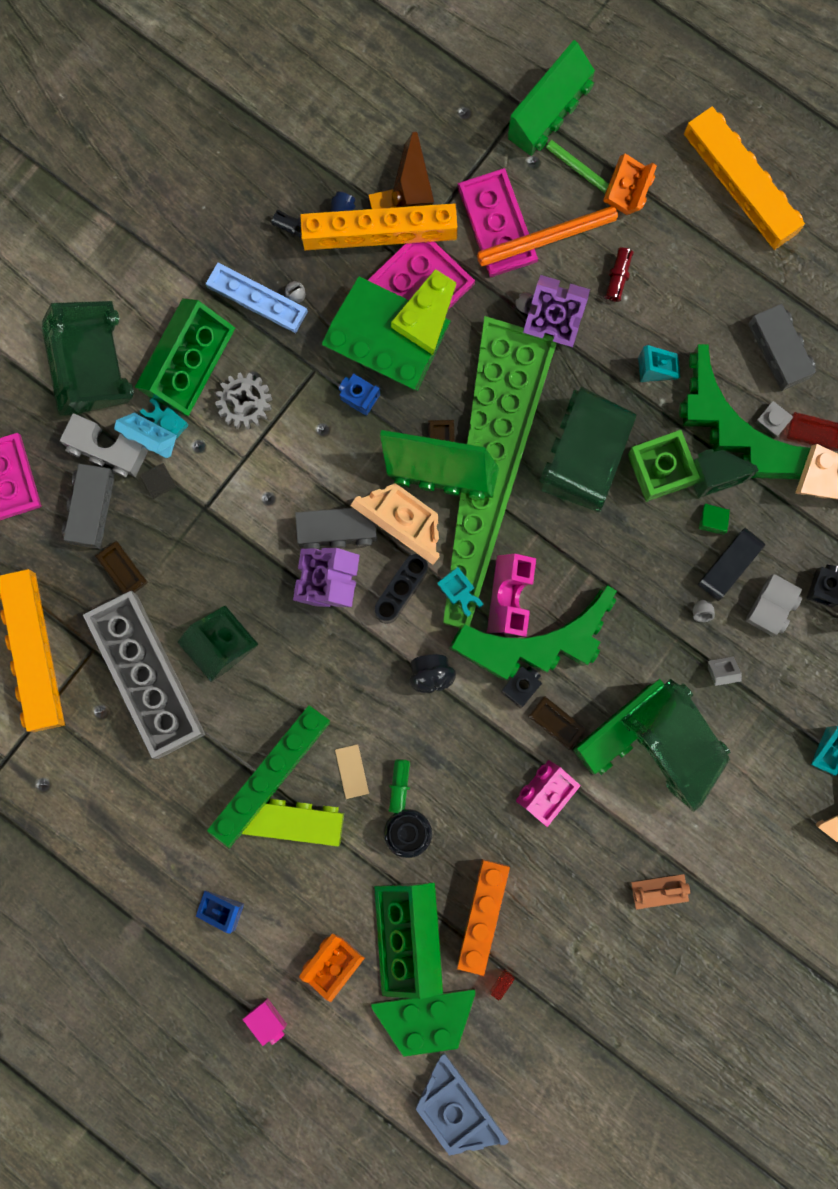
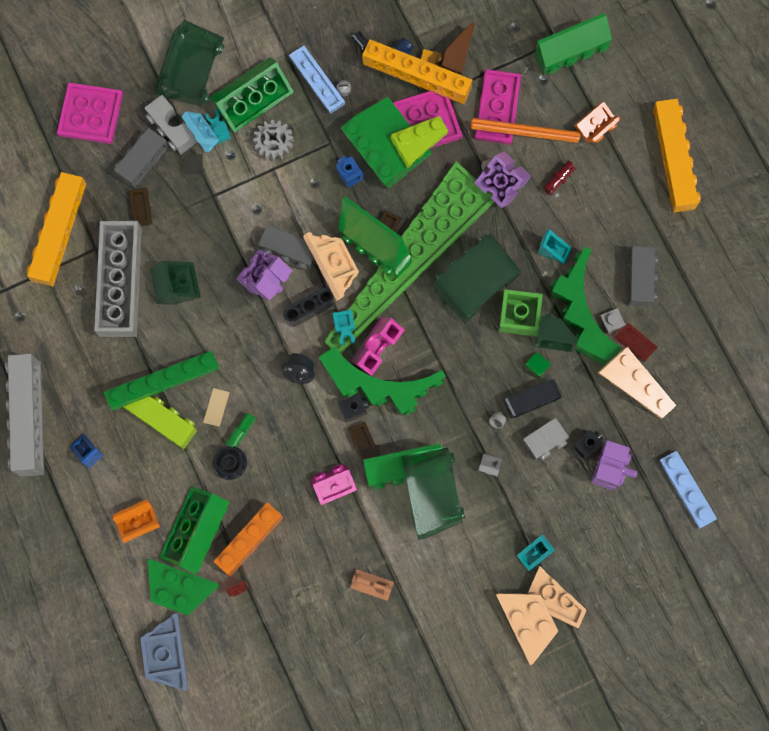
camera: 30 degrees right, 5 degrees down
(120, 909) = (25, 415): none -> light grey brick
(265, 1023) = (76, 534): dark pink brick -> none
(578, 166) = (570, 95): bright green bar -> none

